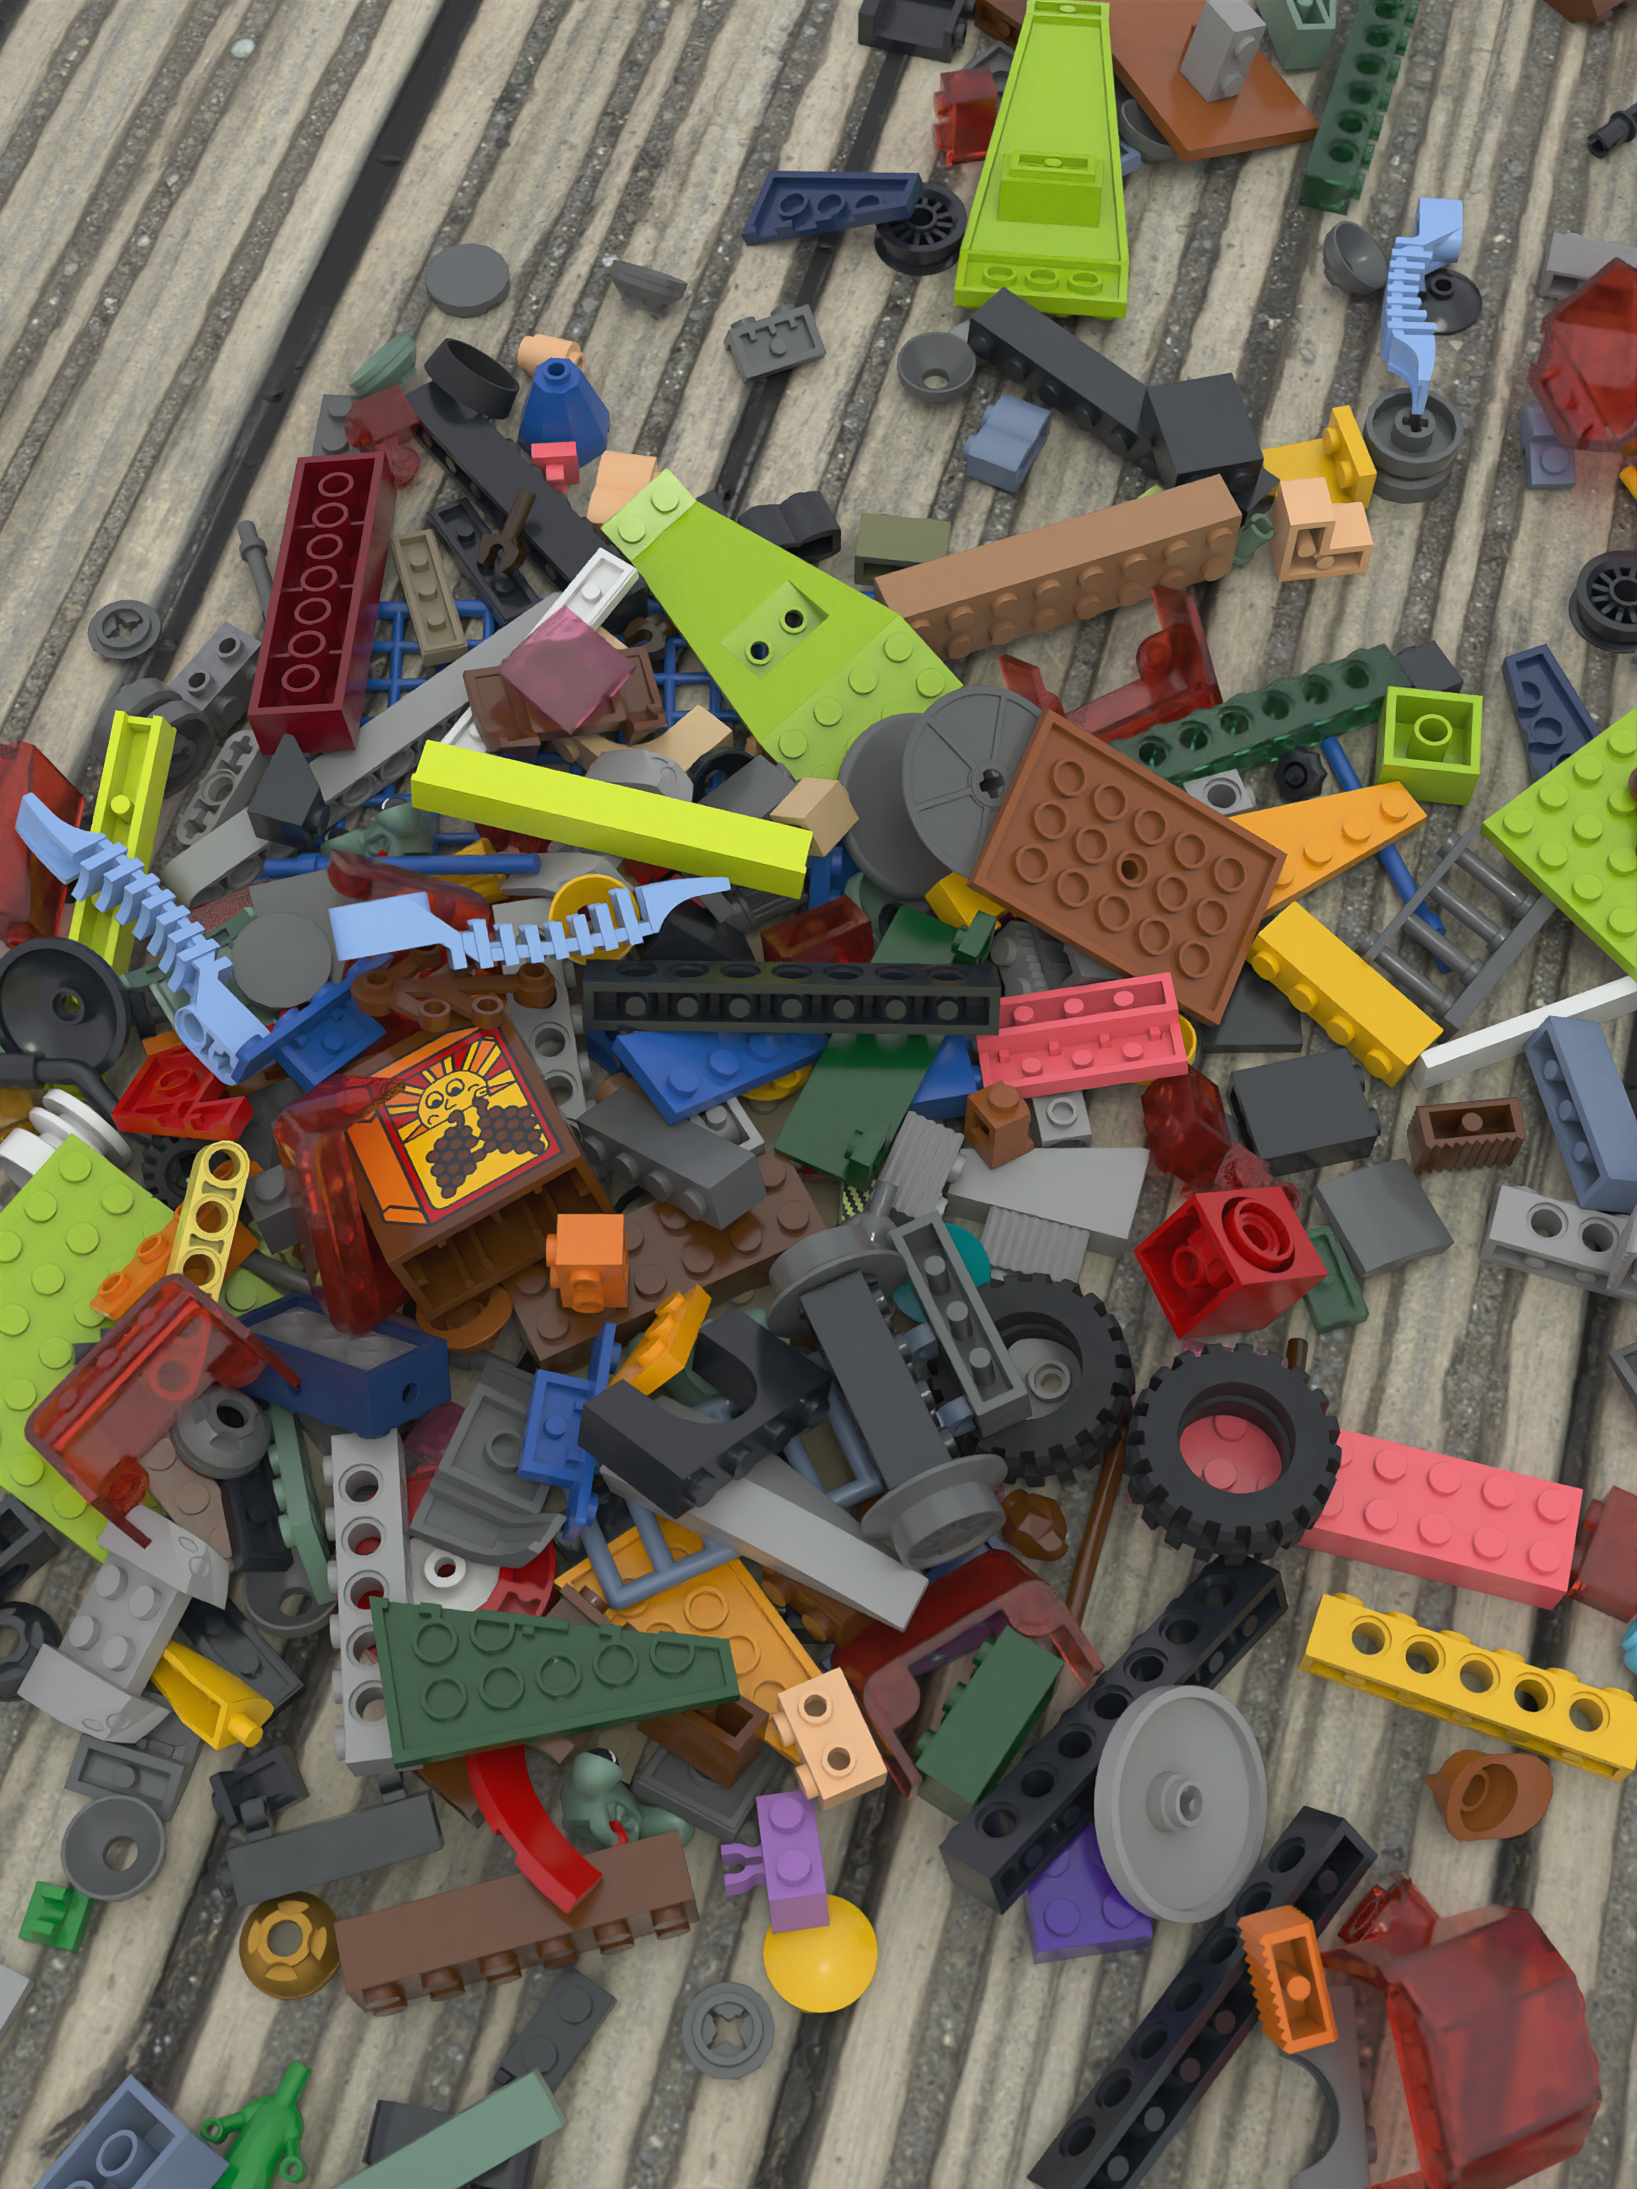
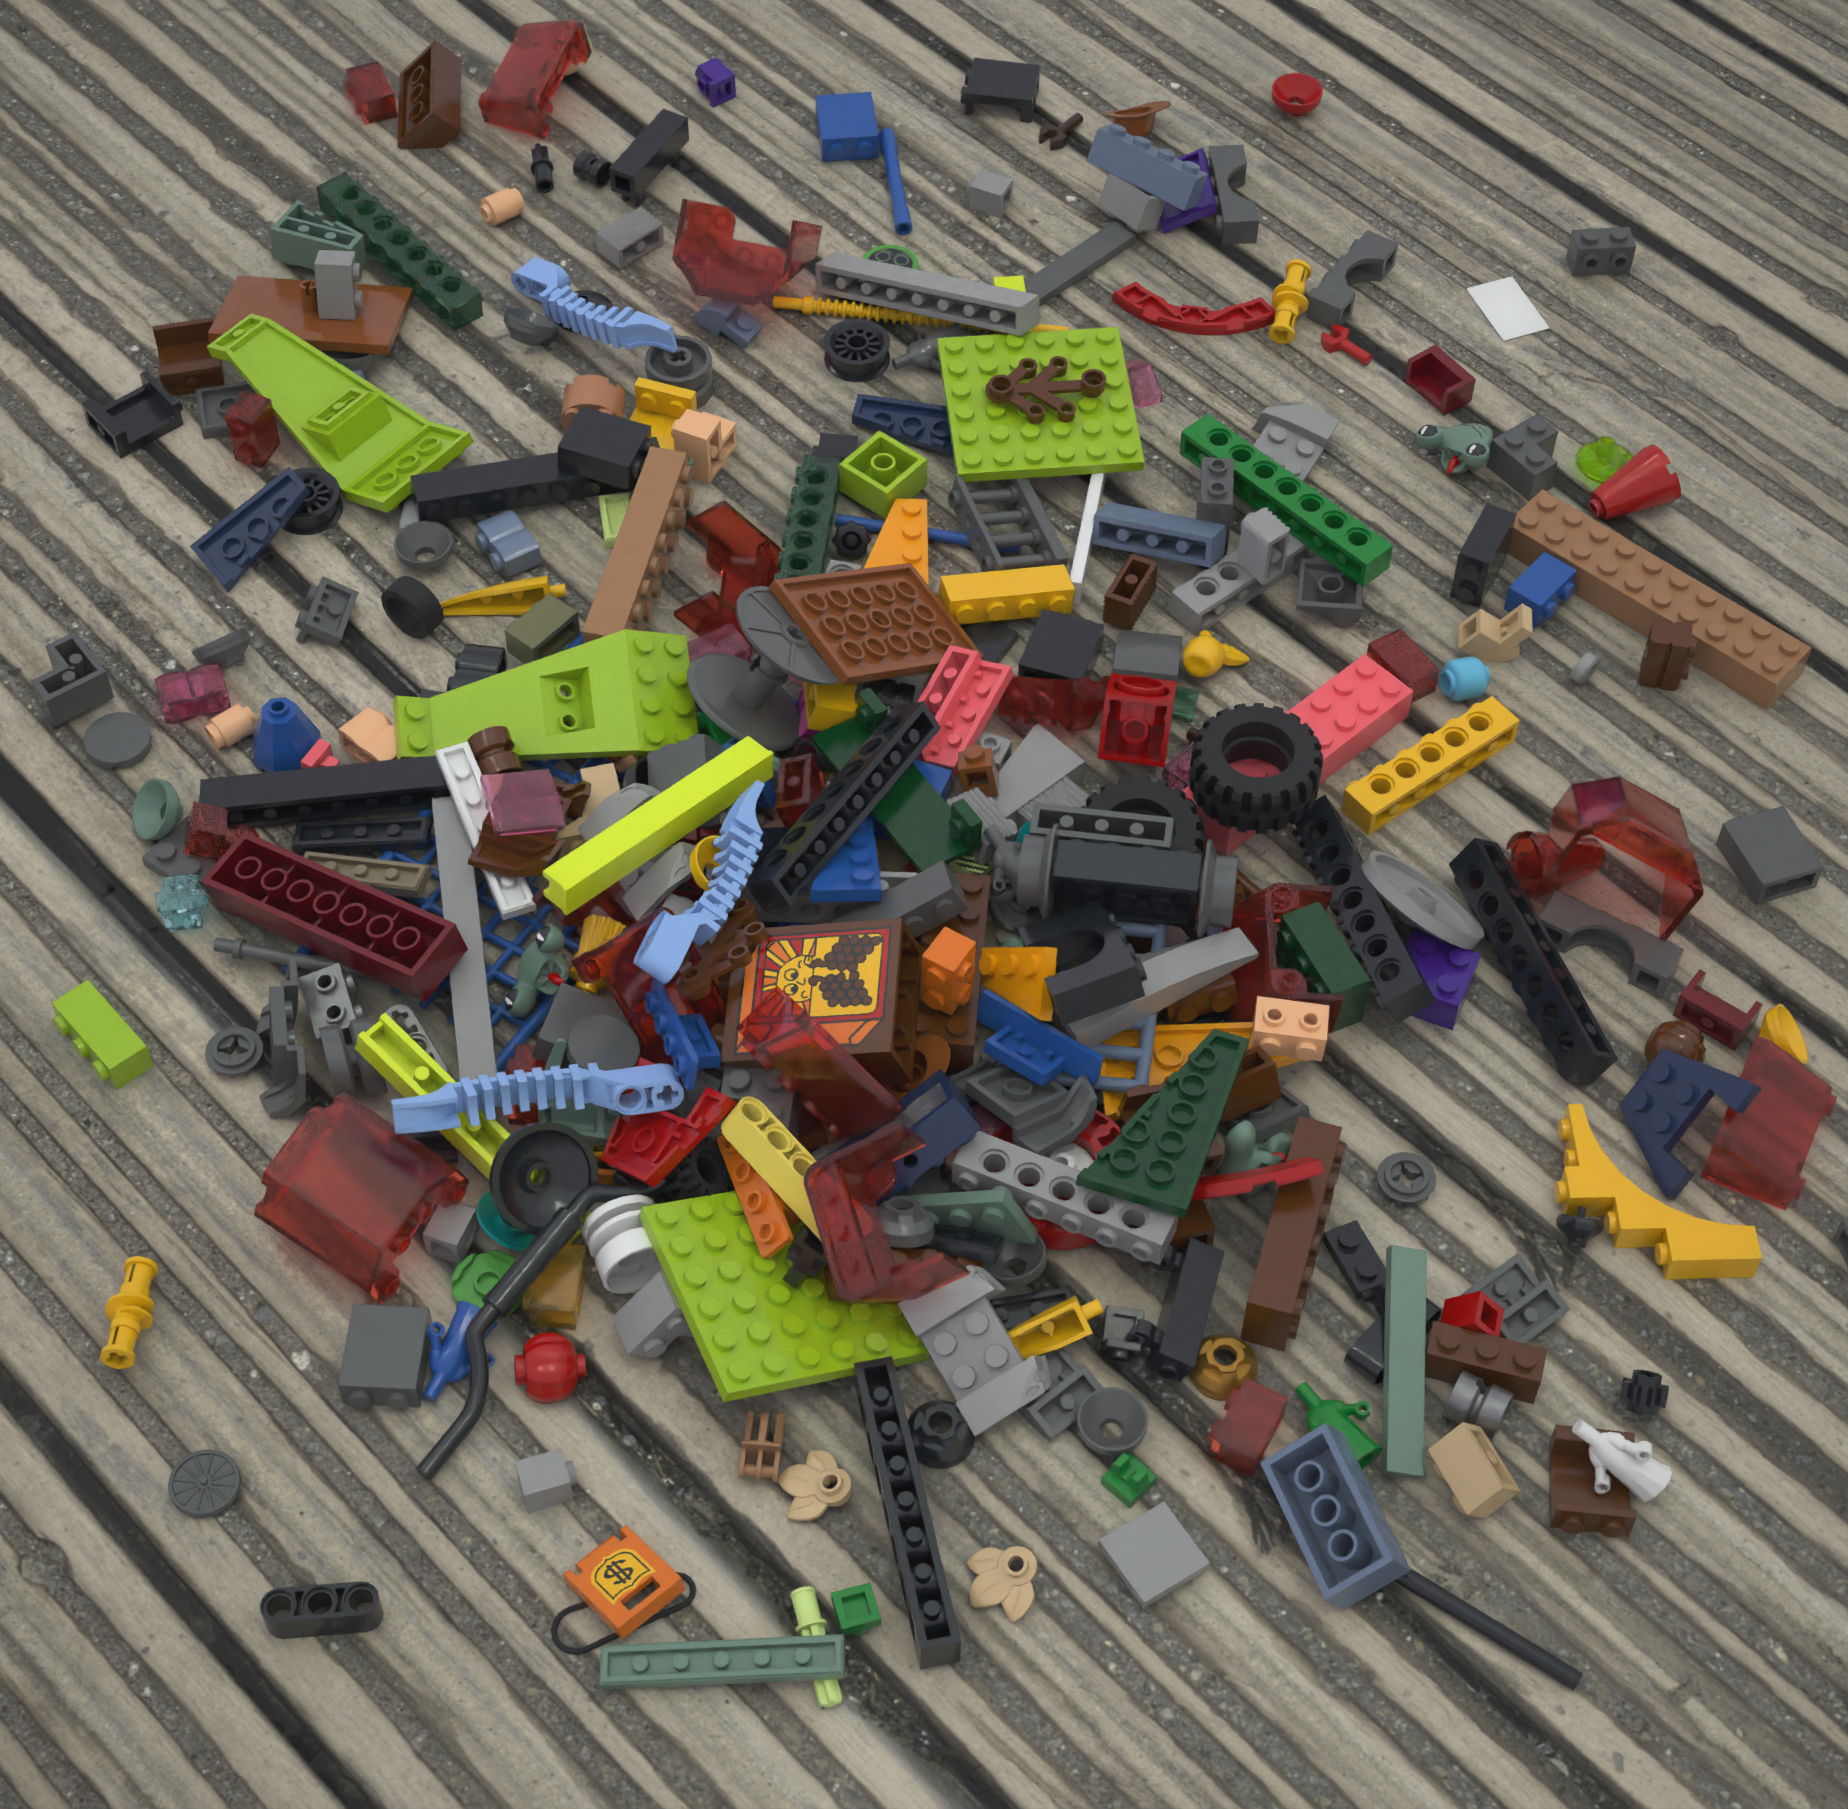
camera: 60 degrees left, 10 degrees down
(68, 504) = (101, 1035): none -> lime brick
(137, 649) = (287, 1058): none -> dark grey piece
(201, 2026) = (1247, 1427): none -> clear red brick
(273, 459) = (182, 902): none -> clear light blue brick
(289, 800) = (479, 994): black slope -> none
(425, 865) = (532, 1014): blue bar -> none
(473, 378) = (219, 765): black tyre -> none
(502, 194) = (74, 683): none -> dark grey brick
(508, 536) = (367, 800): dark brown bar -> none
(570, 298) = (192, 693): none -> clear pink brick
(652, 607) = (494, 751): none -> reddish brown wheel
(784, 1862) = (1337, 1093): medium lavender brick -> none
(820, 808) = (724, 730): tan brick -> none
(823, 1965) = (1389, 1117): yellow dish -> none
(829, 409) = (412, 607): none -> black tyre
(928, 488) = (503, 599): none -> yellow piece
(1275, 393) = (593, 393): none -> nougat brick
(1288, 1979) = (1544, 898): orange brick -> none
(1436, 1289) = (1207, 655): none -> yellow piece
(1491, 1793) = (1489, 788): dark orange piece -> none
(1521, 125) = (501, 206): none -> light nougat brick

